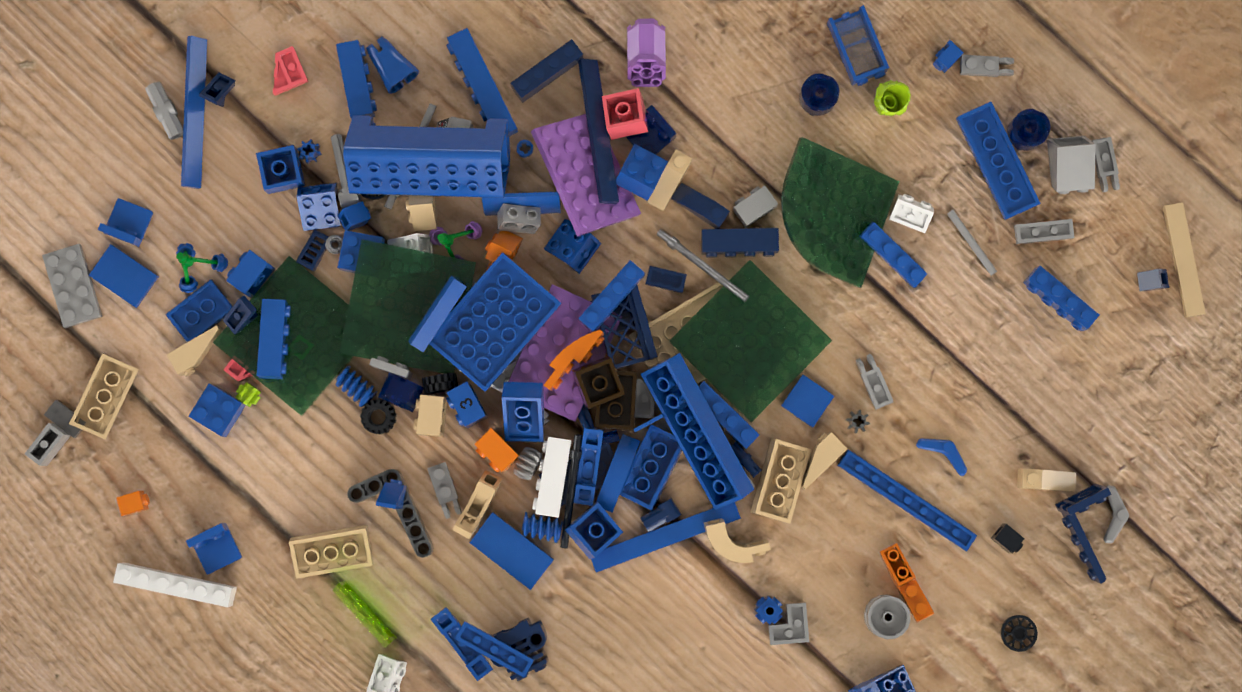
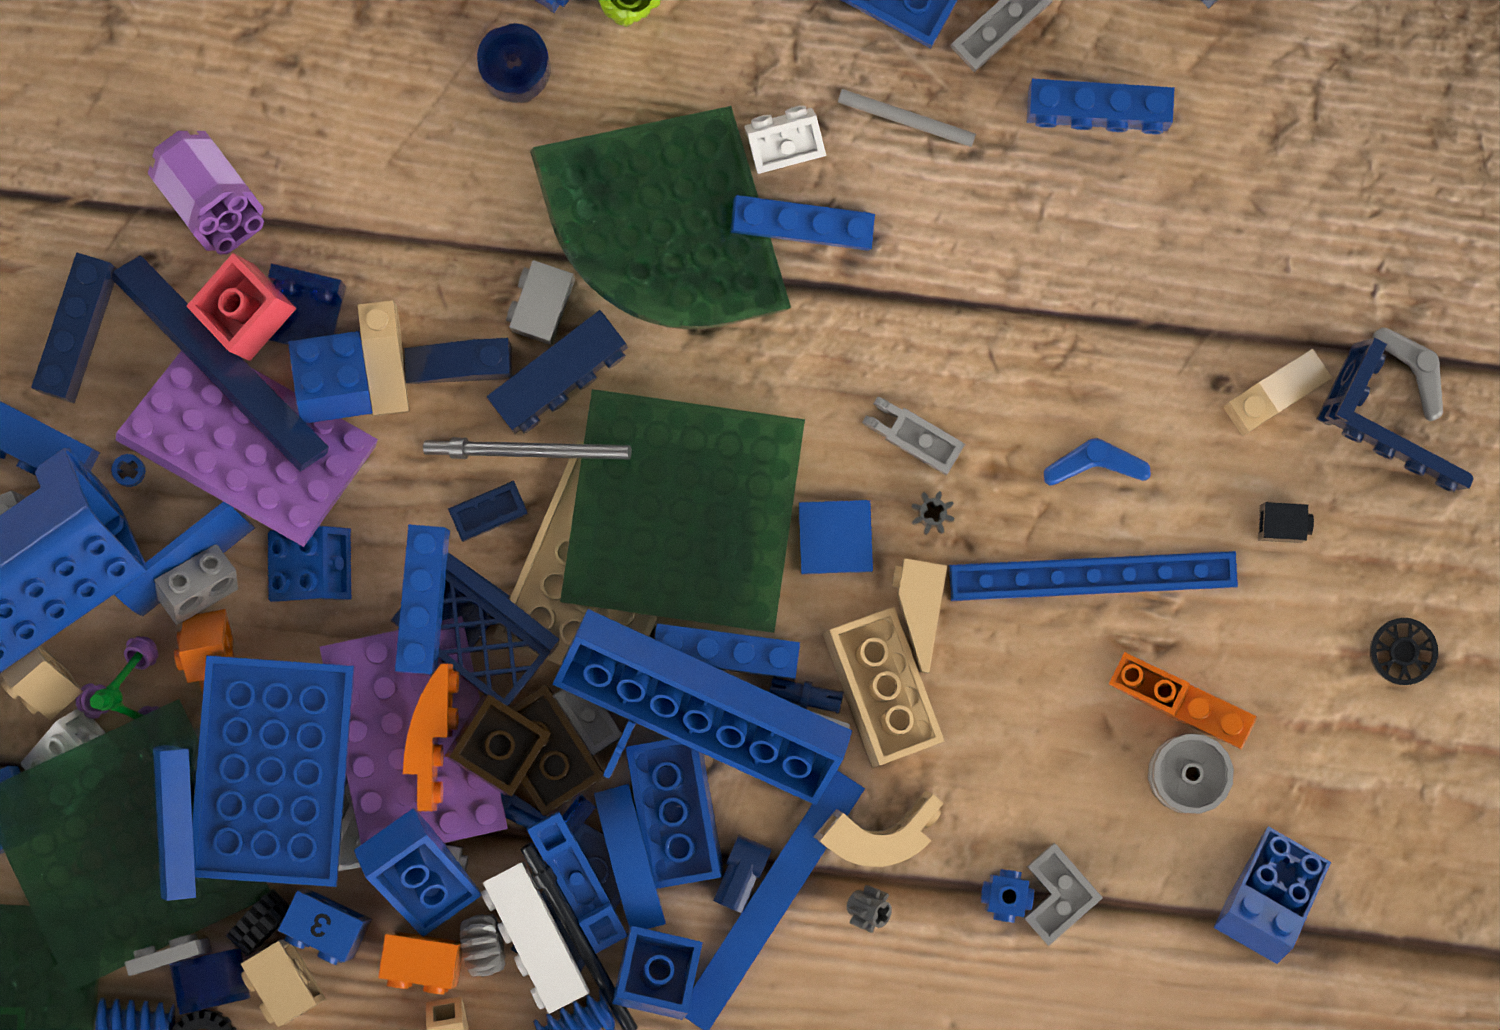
camera: 30 degrees left, 0 degrees up
(704, 571) = (869, 908): none -> dark grey gear

